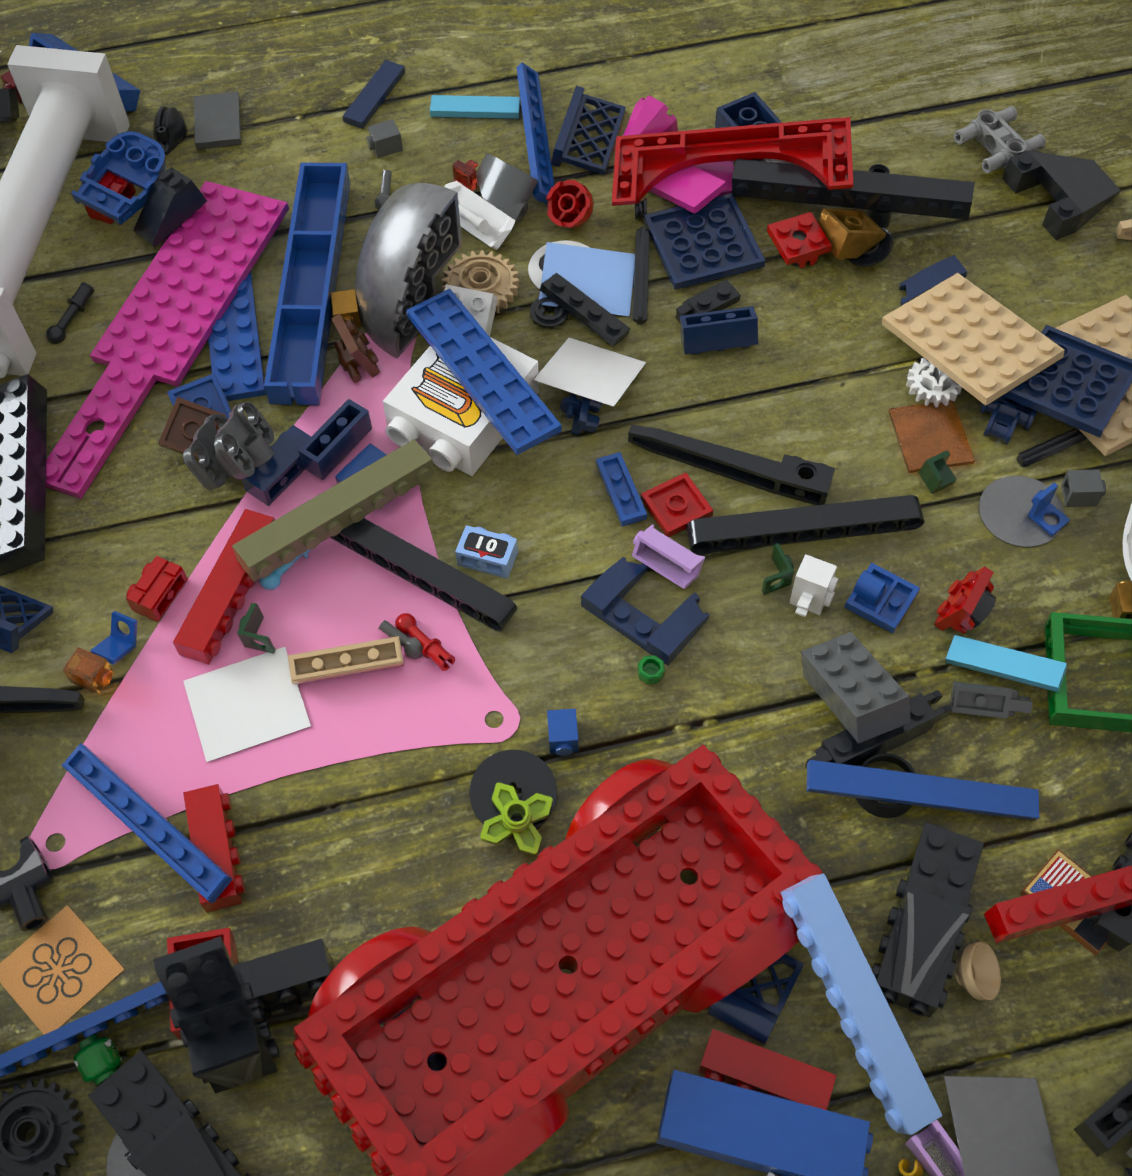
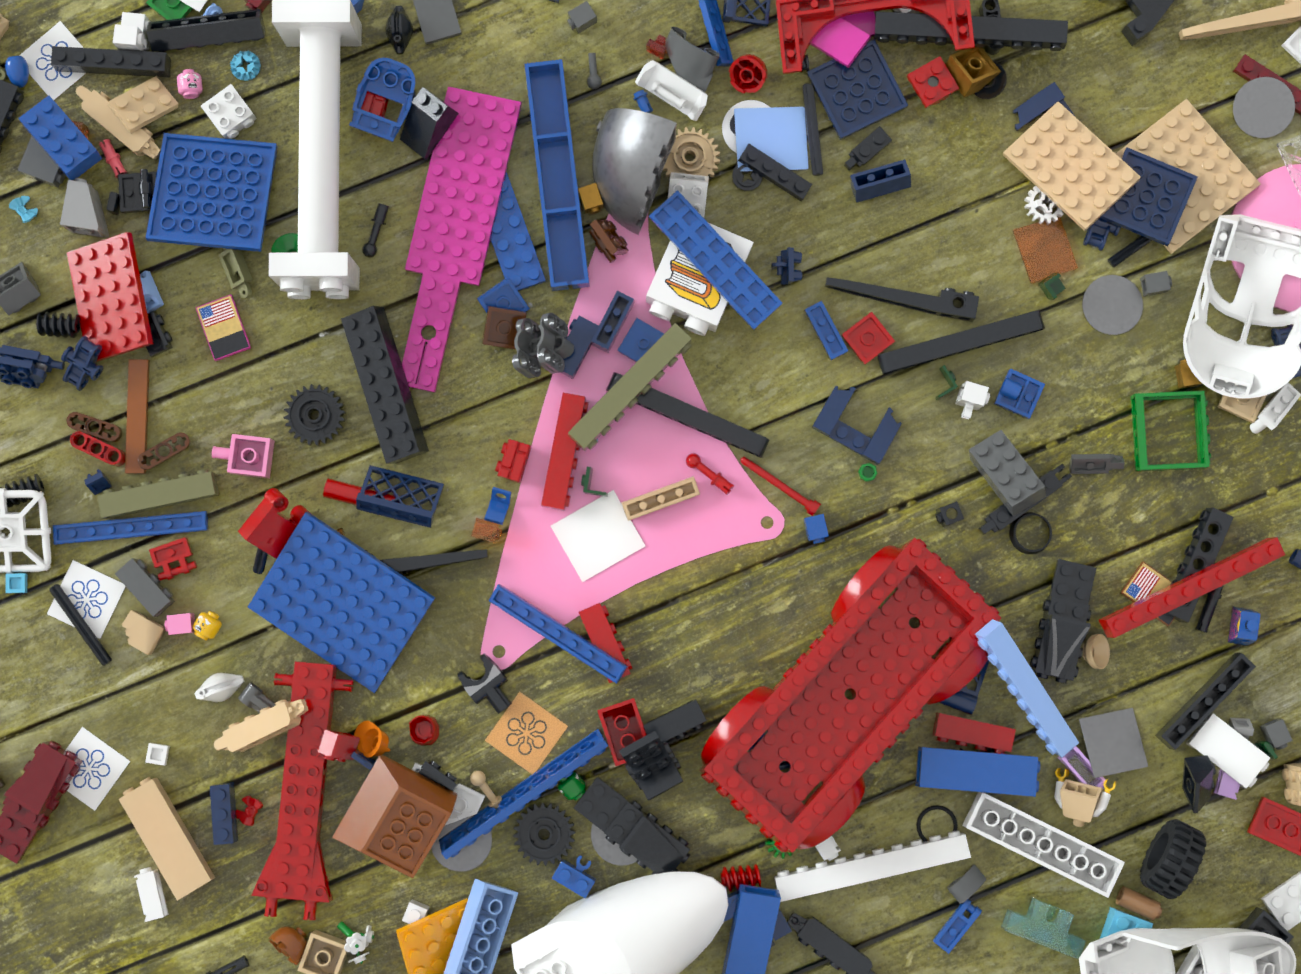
camera: 10 degrees left, 25 degrees up
(412, 646) = (701, 478): dark grey bar -> none
(486, 551) = (740, 397): light blue brick -> none
(511, 768) = (800, 585): black piece -> none
(531, 811) = (803, 603): lime plant -> none
(558, 700) = (811, 506): none -> red piece
(590, 371) = (789, 232): white sticker -> none
(667, 557) = (867, 384): lavender window -> none
(752, 742) = (942, 518): none -> black bracket
(922, 790) = (1055, 538): blue tile -> none
(968, 602) = (1078, 393): red piece -> none
(1006, 663) = (1106, 435): medium azure tile -> none
(1042, 506) = (1129, 300): blue bracket -> none

